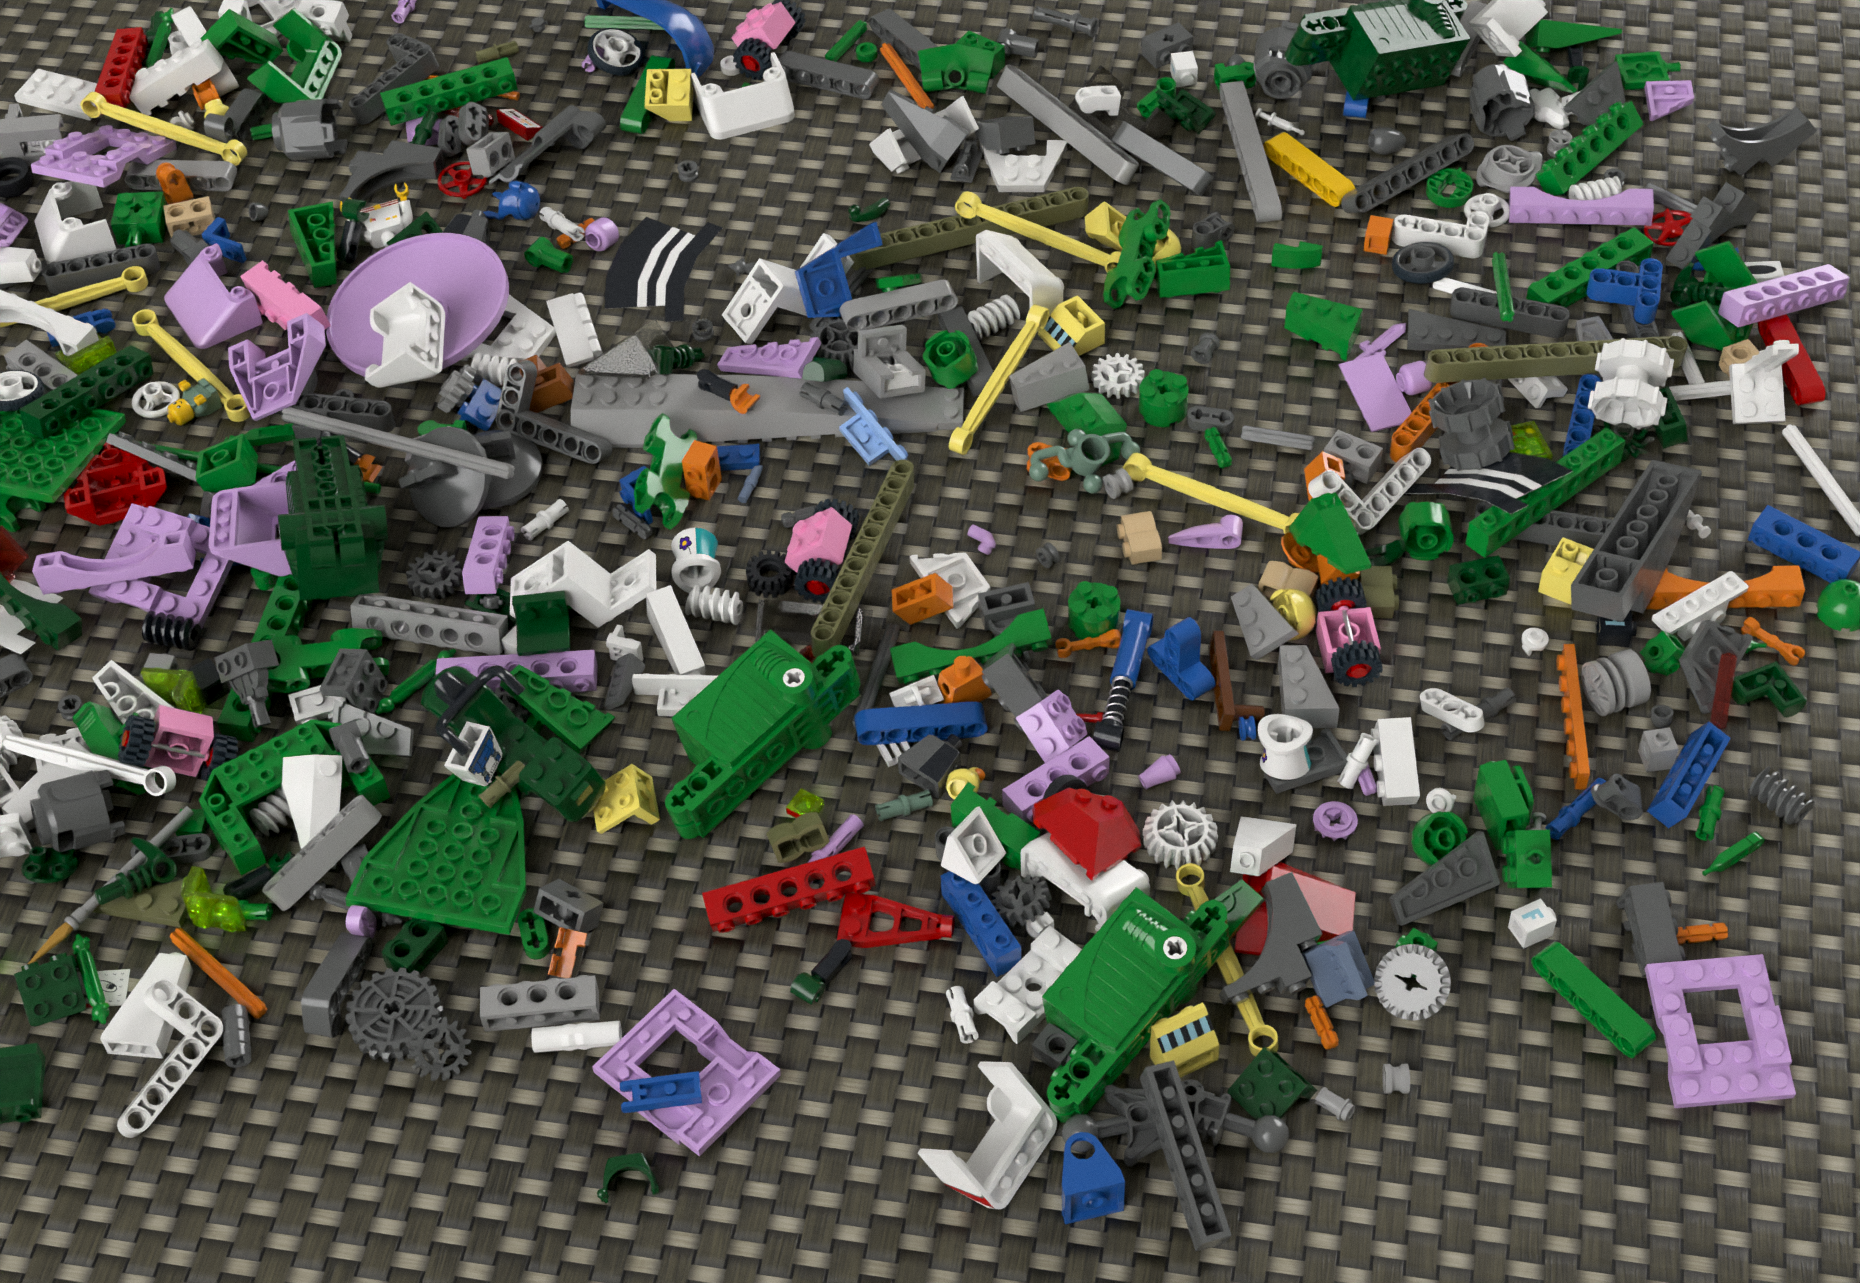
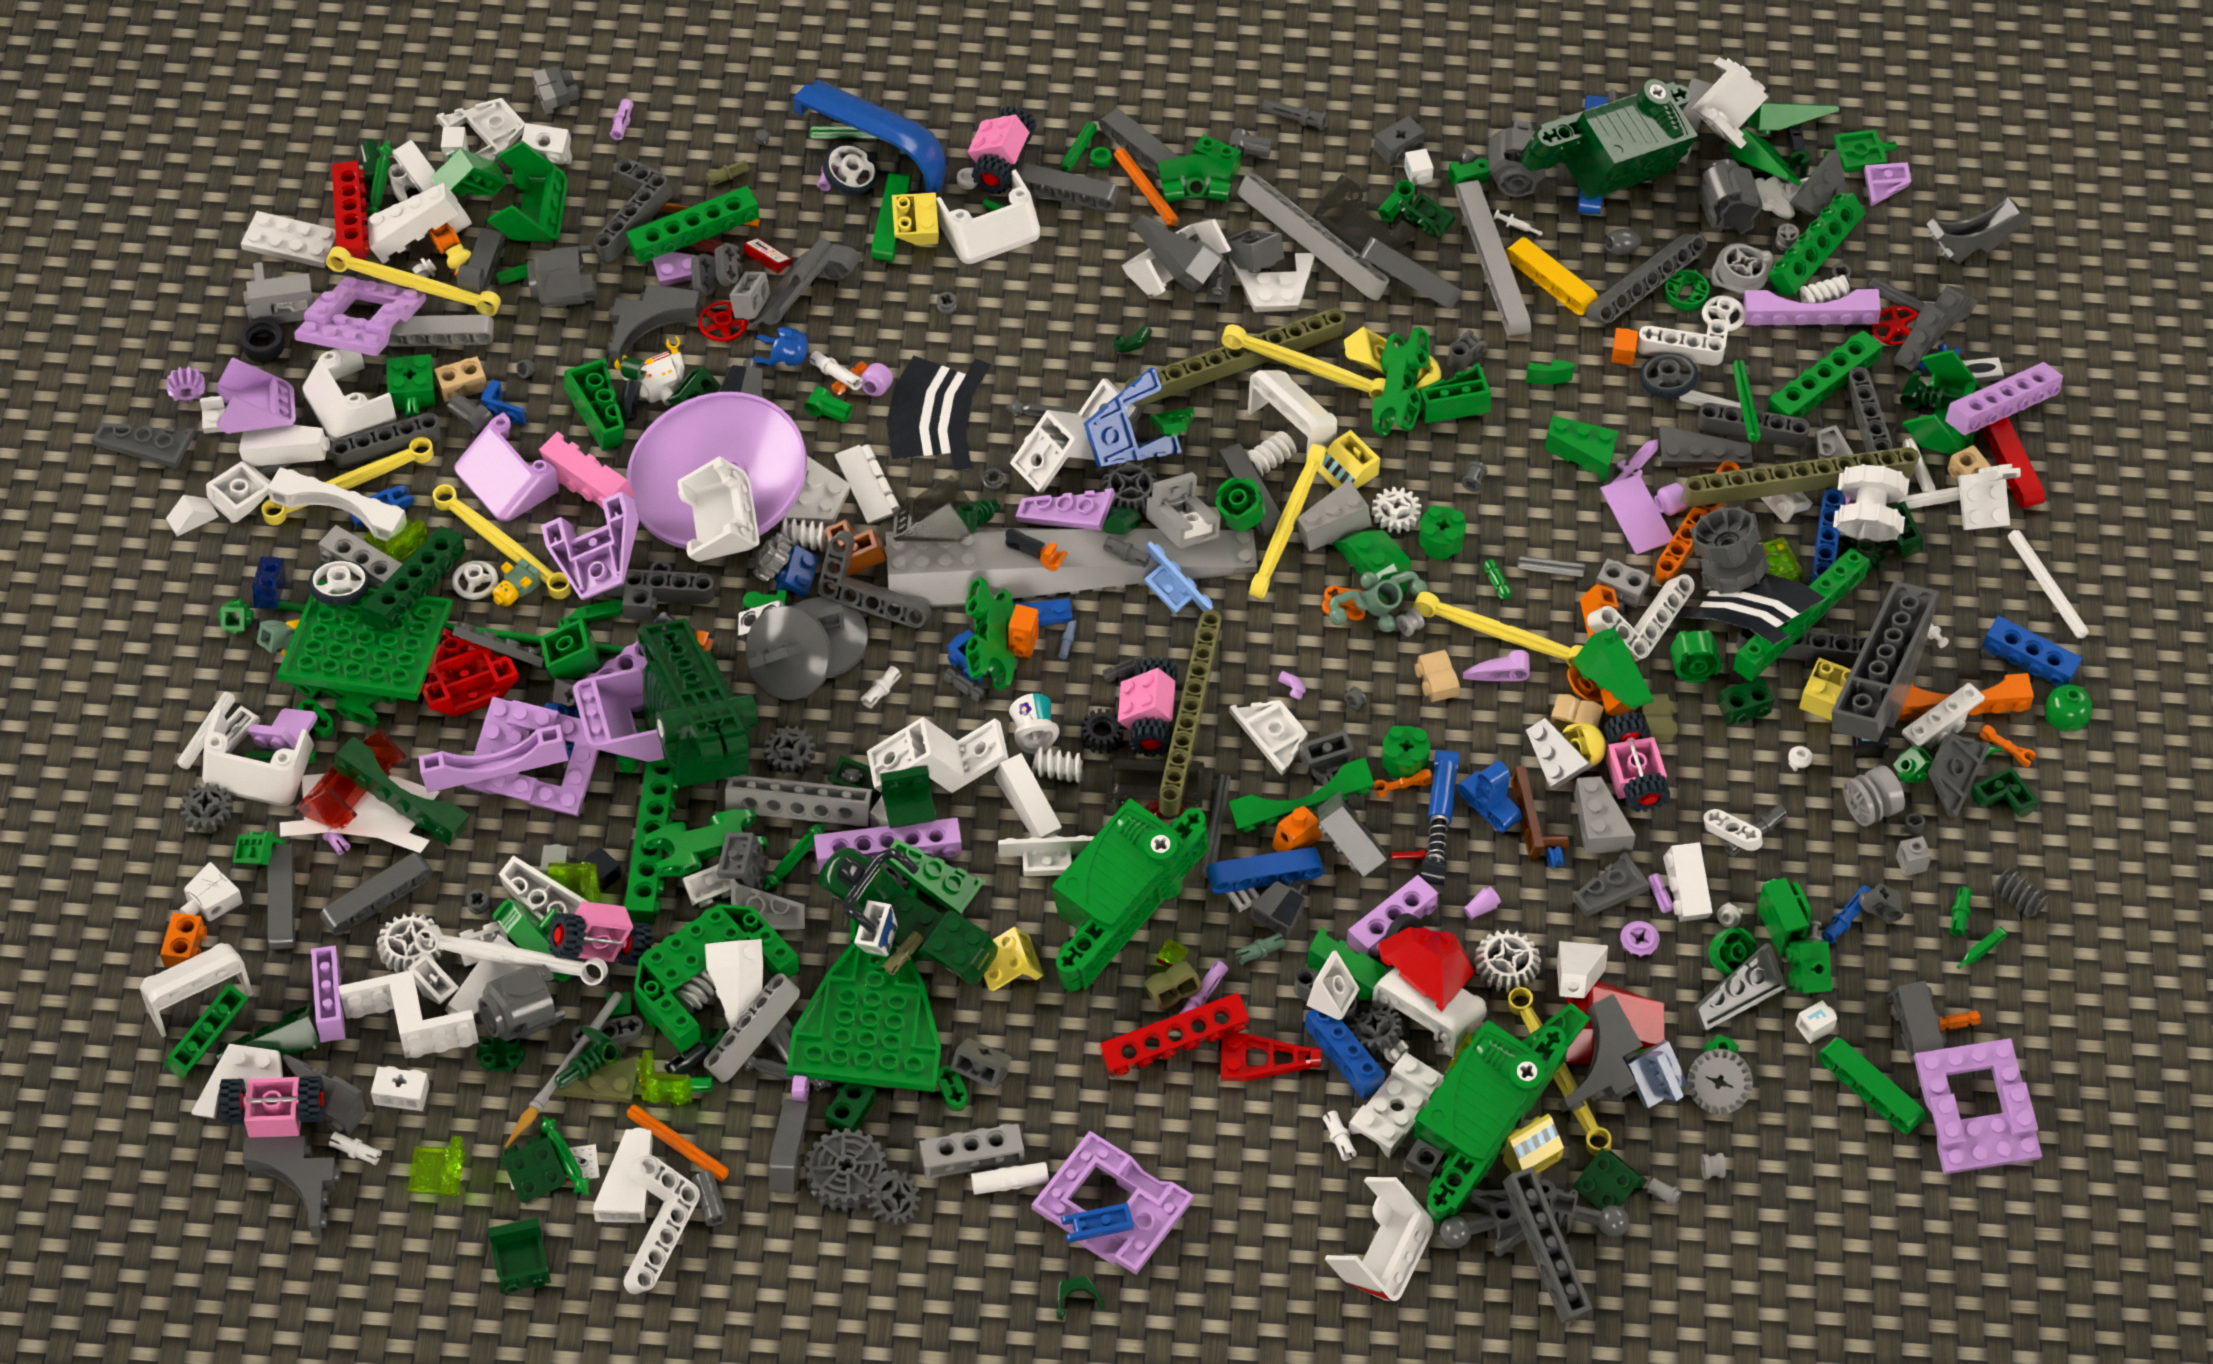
camera: 10 degrees left, 5 degrees up
(171, 631) = (554, 821): black piece -> none
(173, 184) = (438, 344): orange piece -> none
(248, 675) = (650, 865): dark grey brick -> none
(349, 743) = (762, 924): dark grey piece -> none
(399, 443) = (737, 623): light grey axle -> none
(424, 130) = (676, 270): dark green pin -> none
(487, 555) = (839, 728): lavender brick -> none
(567, 960) = (987, 1109): orange piece -> none
(620, 646) = (981, 814): white bracket -> none
(621, 680) = (986, 845): dark grey slope -> none
(812, 986) = (1205, 1119): piece -> none
(898, 305) = (1182, 449): light grey beam -> none
(919, 693) = (1259, 843): white hips -> none
(922, 598) = (1249, 750): orange brick -> none
(959, 778) = (1309, 923): light yellow animal -> none
(1052, 725) = (1384, 867): lavender bracket -> none
(1090, 1185) = (1470, 1275): blue hose -> none
(1099, 98) = (1342, 208): white leg -> none
(1210, 418) = (1487, 550): dark grey beam -> none
(1284, 746) = (1592, 874): white hat -> none
(1321, 1022) = (1646, 1121): orange axle -> none
(1357, 760) = (1655, 883): white pin -> none
(1390, 552) = (1664, 679): dark green helmet -> none
(1574, 723) = (1839, 835): orange plate -> none
(1629, 288) = (1865, 399): blue beam -> none
(1688, 774) = (1941, 878): blue brick -> none
(1723, 690) = (1967, 797): clear red axle -> none

